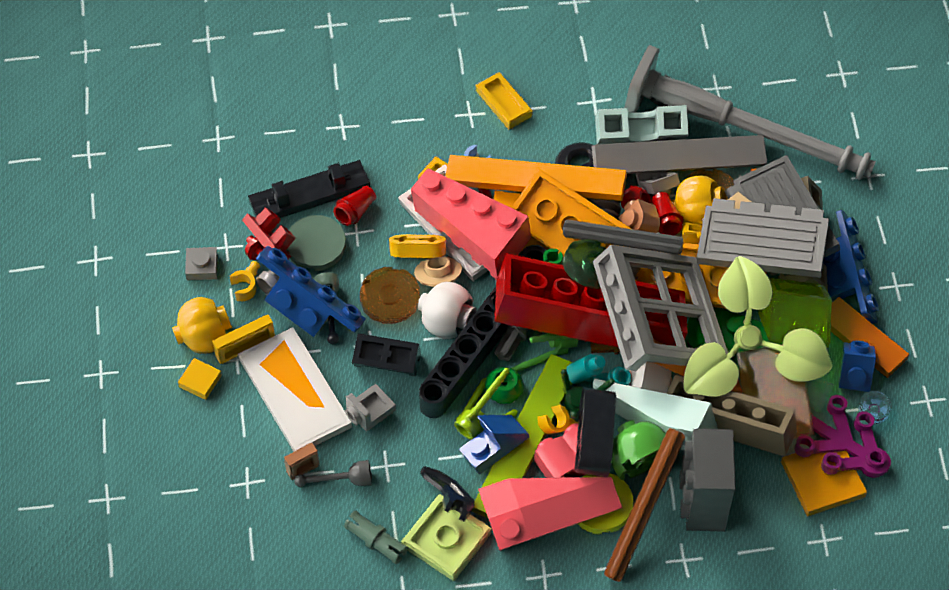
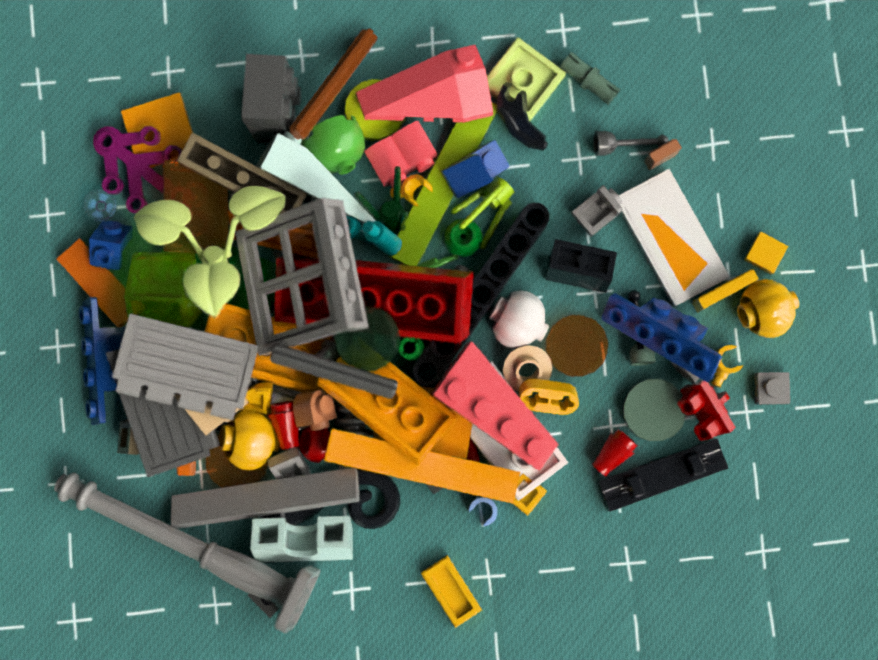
camera: 175 degrees left, 25 degrees up
(595, 432) = (377, 155): black beam -> none

